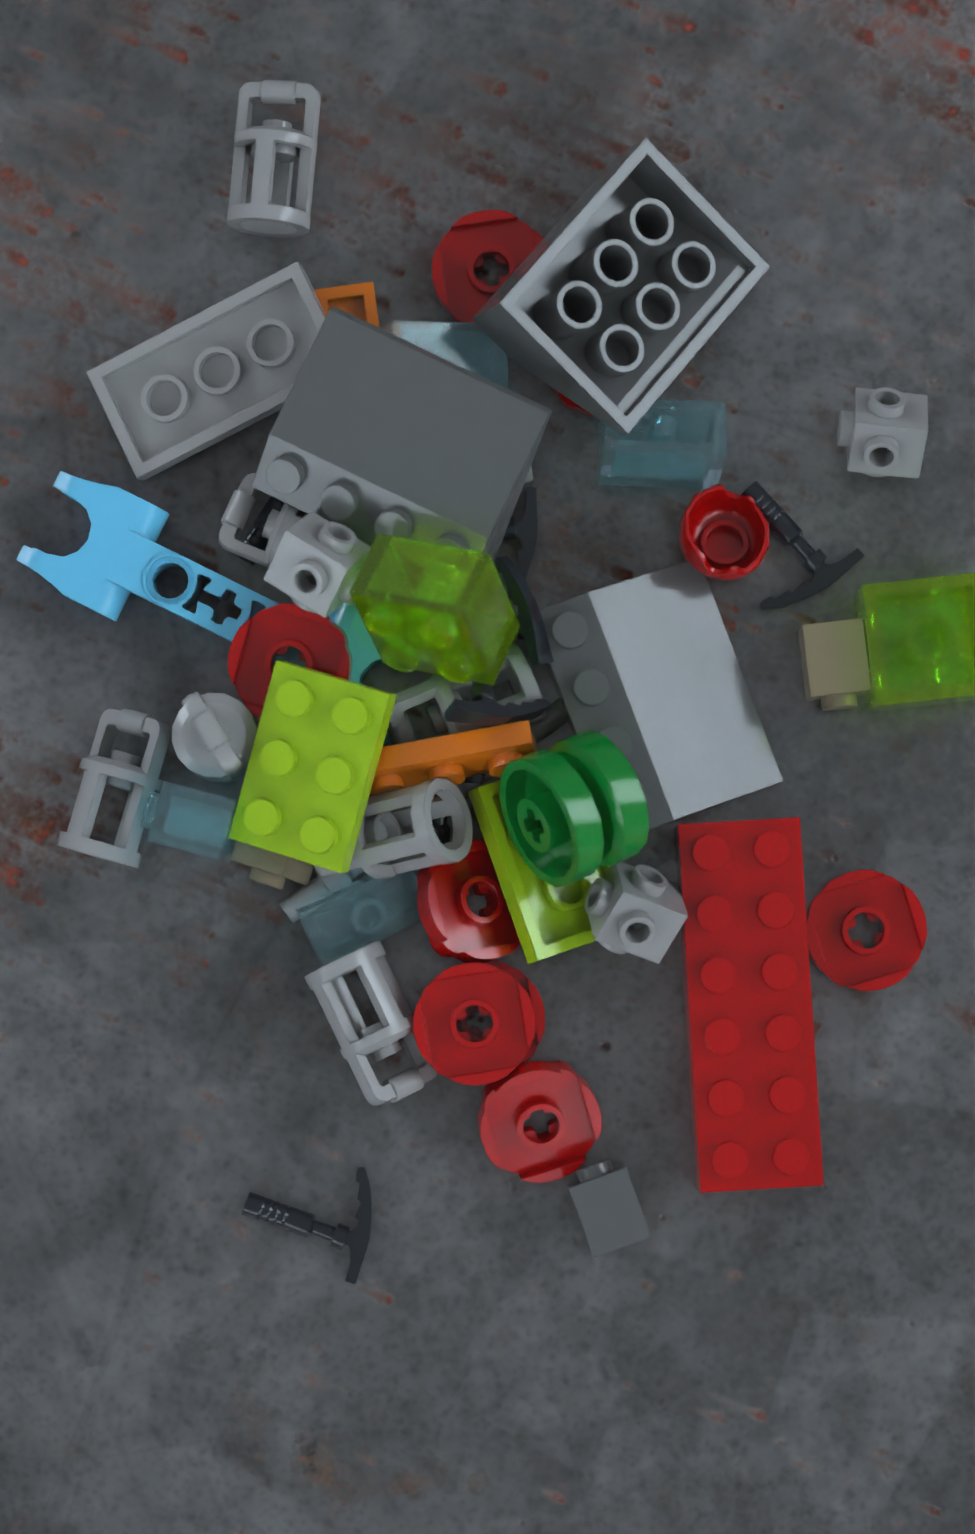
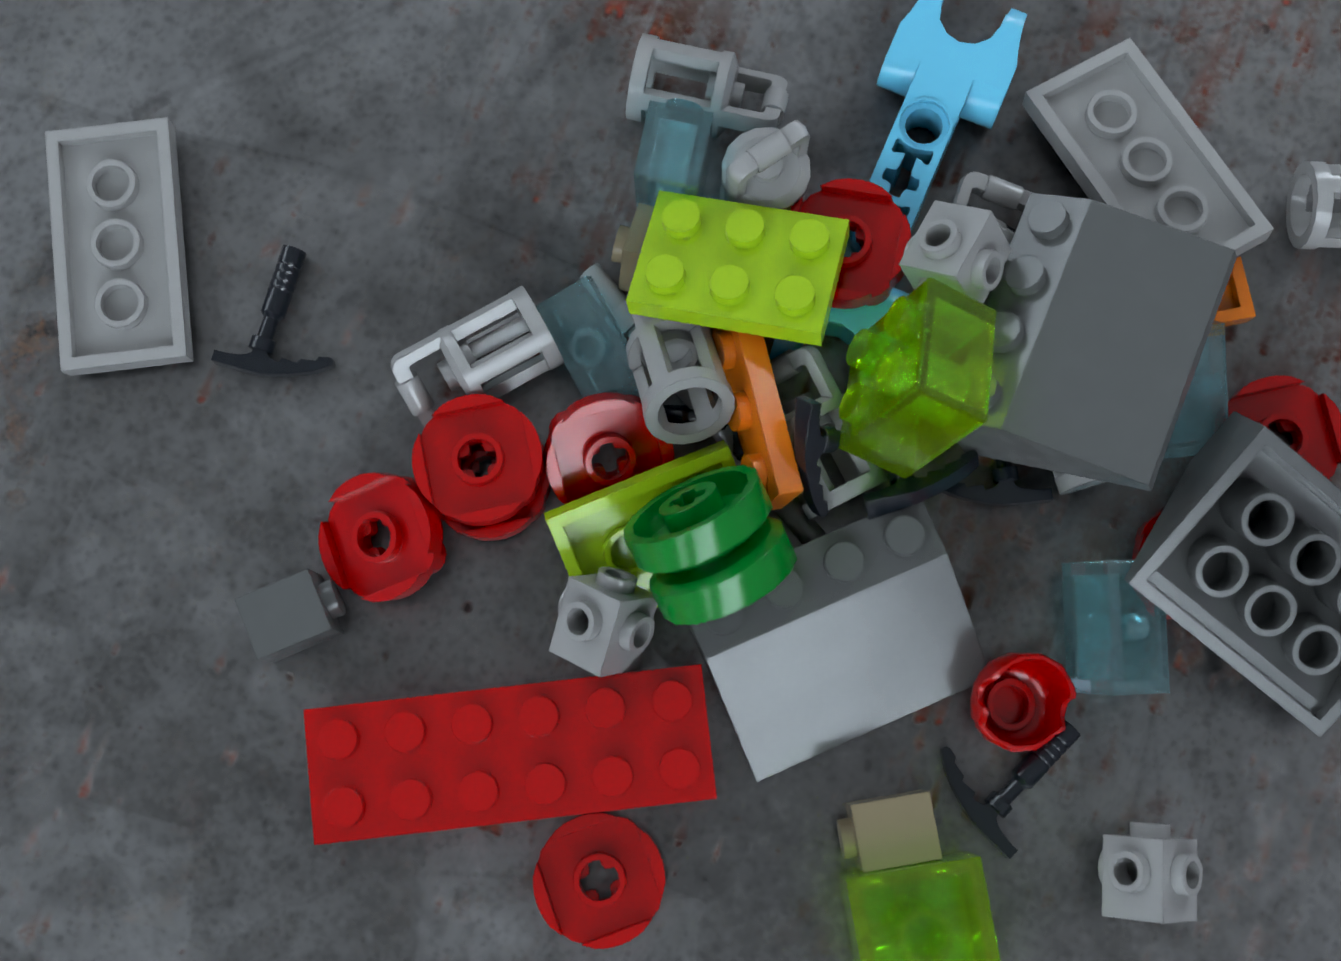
camera: 90 degrees right, 5 degrees down
(234, 1375) = (118, 247): none -> light grey plate

